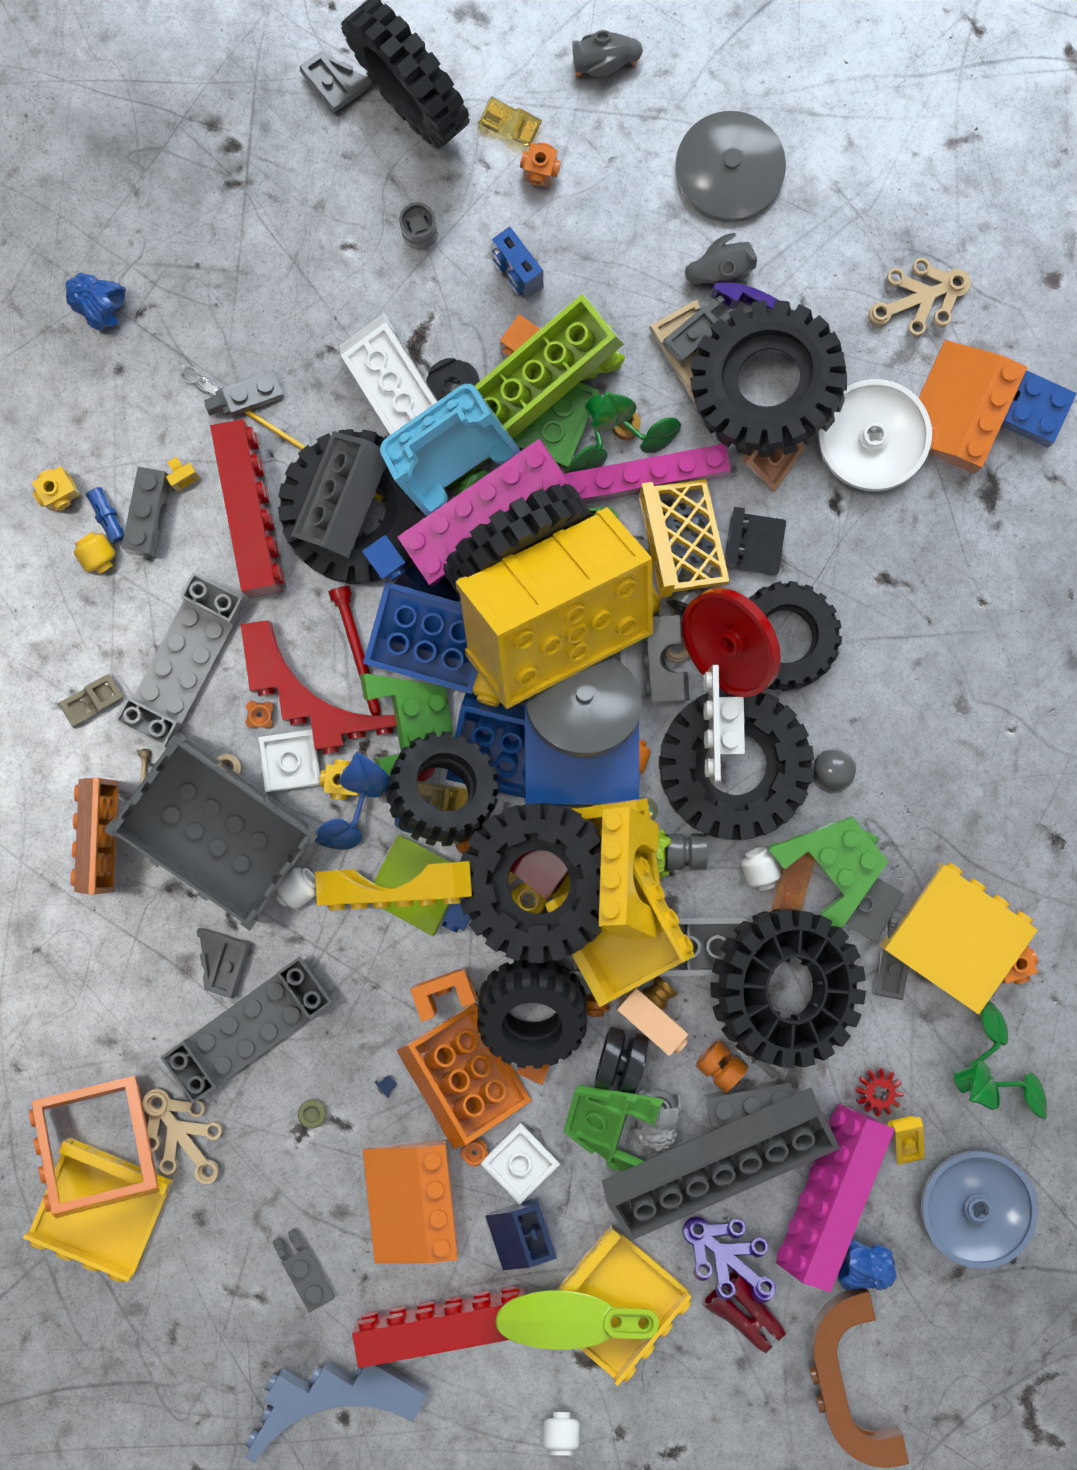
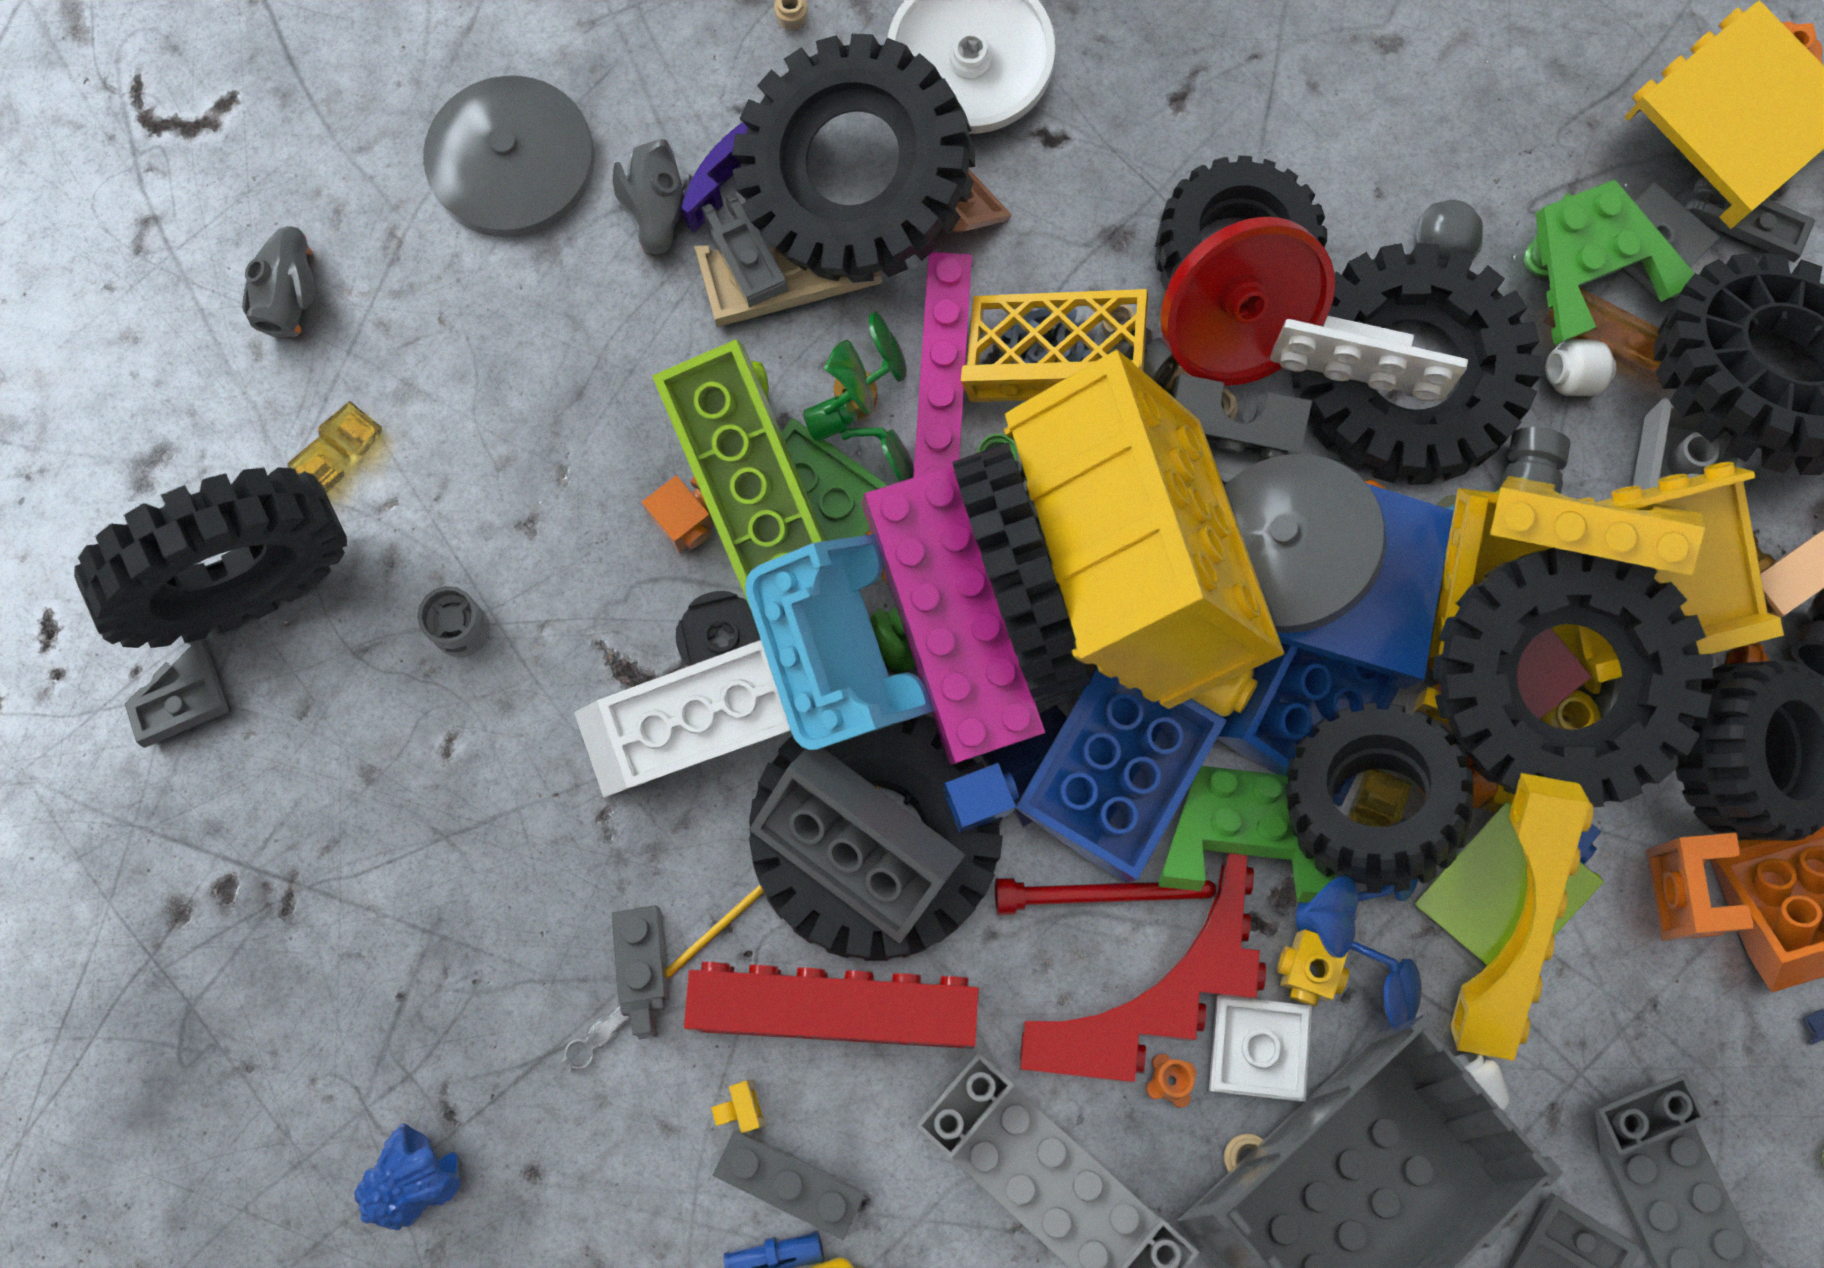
camera: 80 degrees left, 10 degrees down
(517, 262) = (561, 484): blue piece -> none
(543, 172) = (418, 416): orange brick -> none
(754, 542) = (1081, 255): black bracket -> none

